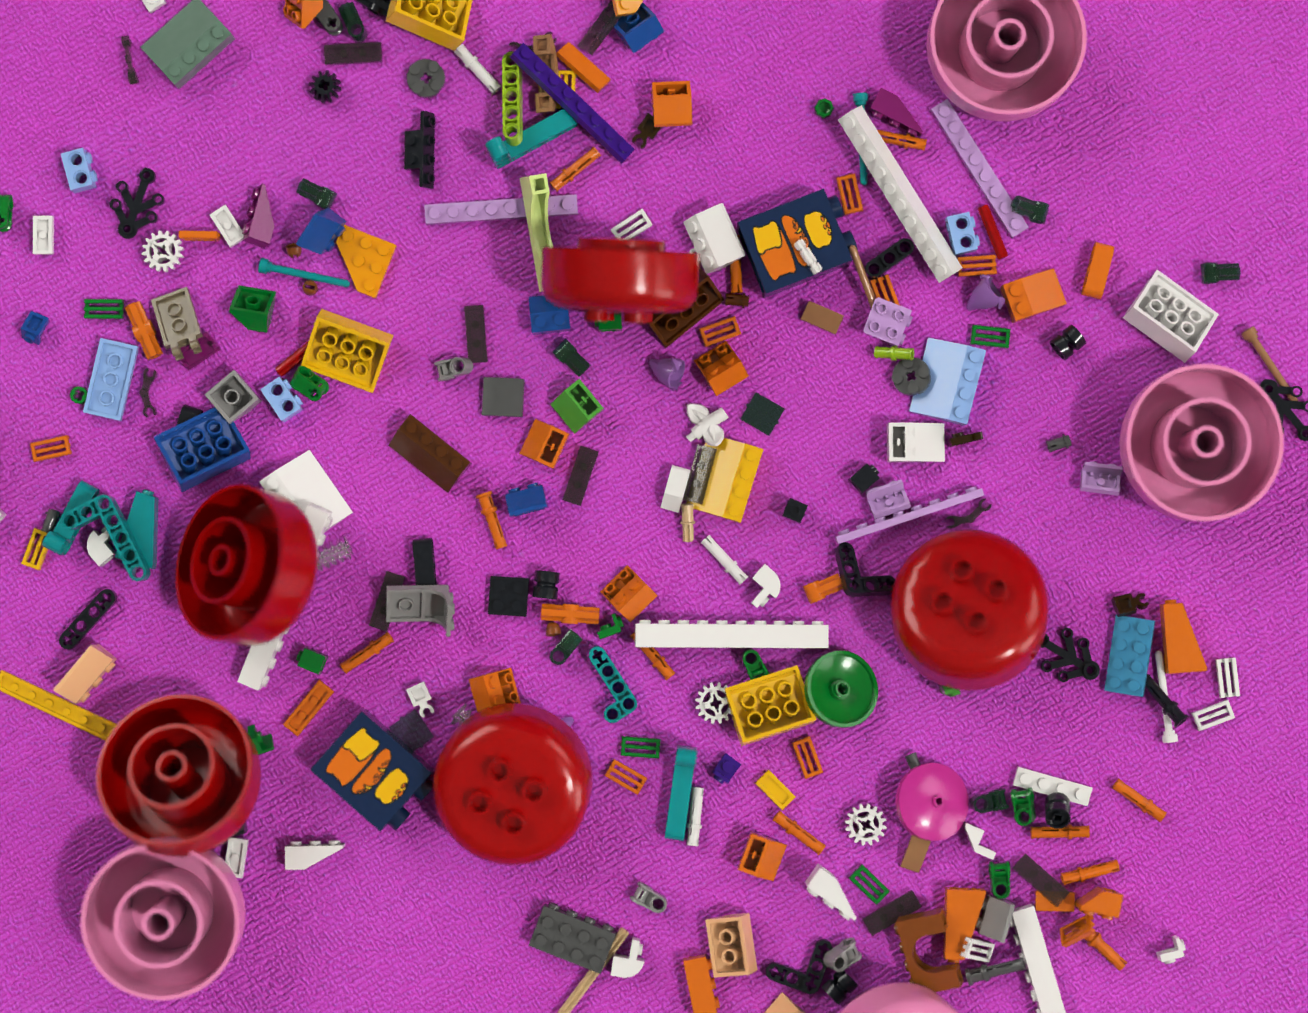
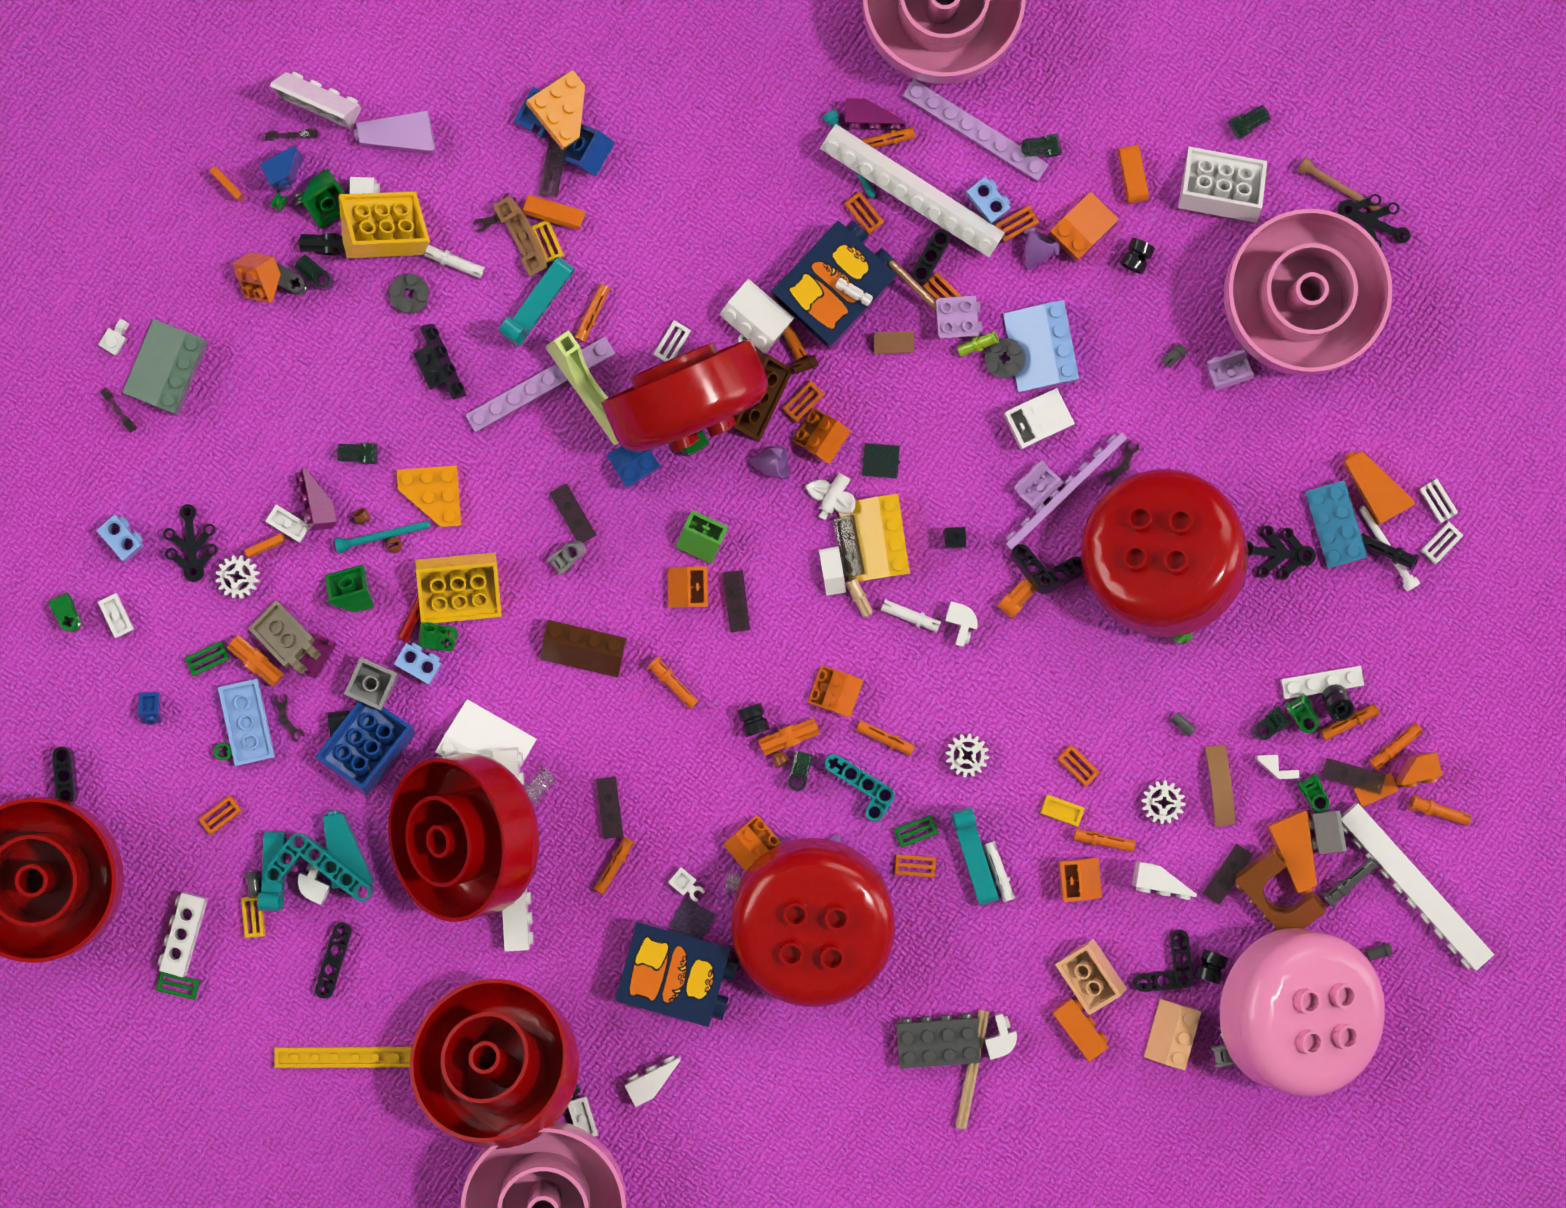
camera: 25 degrees left, 0 degrees up
(86, 674) = (358, 1012): light nougat slope -> none
(262, 743) = (557, 998): green bracket -> none
(308, 708) = (583, 944): orange tile -> none
(311, 660) = (565, 897): green brick -> none
(322, 231) = (381, 486): blue slope -> none
(332, 86) = (319, 339): black gear -> none
(353, 53) = (328, 302): clear smoke tile -> none
(421, 603) = (644, 794): light grey bracket -> none
(424, 561) = (629, 757): black beam -> none
(503, 397) = (627, 561): dark grey slope -> none
(508, 596) = (722, 748): black plate -> none
(512, 107) = (508, 280): lime beam -> none
(526, 500) = (696, 649): blue slope -> none
(568, 354) = (670, 492): clear green piece -> none
(572, 103) = (560, 251): dark purple plate -> none
(608, 630) = (832, 735): green bracket -> none
(647, 130) = (644, 241): dark brown plate -> none
(648, 897) = (991, 969): light grey piece -> none
(671, 103) = (655, 207): orange slope -> none
(725, 769) = (1006, 813): dark purple bracket -> none
(731, 635) = (951, 684): white brick -> none
(755, 668) = (989, 704): green piece -> none
(769, 705) = (1019, 733): yellow slope -> none
(824, 108) = (801, 143): green tile -> none
(844, 954) = (1201, 933): light grey piece -> none
(855, 684) = (1090, 674): green dish -> none
(857, 873) = (1177, 852): green tile -> none
(864, 478) = (1006, 475): black brick -> none
(932, 802) = (1215, 751): dark pink dish -> none
(960, 438) = (1079, 395): dark brown plate -> none
(969, 947) = (1315, 871): white tile -> none
(990, 344) = (1045, 290): green tile -> none
(992, 231) = (1016, 184): red axle -> none
(1077, 933) = (1411, 809): orange tile -> none
(1128, 605) = (1312, 477): dark brown plate -> none
(1145, 804) = (1418, 658): orange pin -> none
(1170, 955) = (1508, 789): white bracket -> none

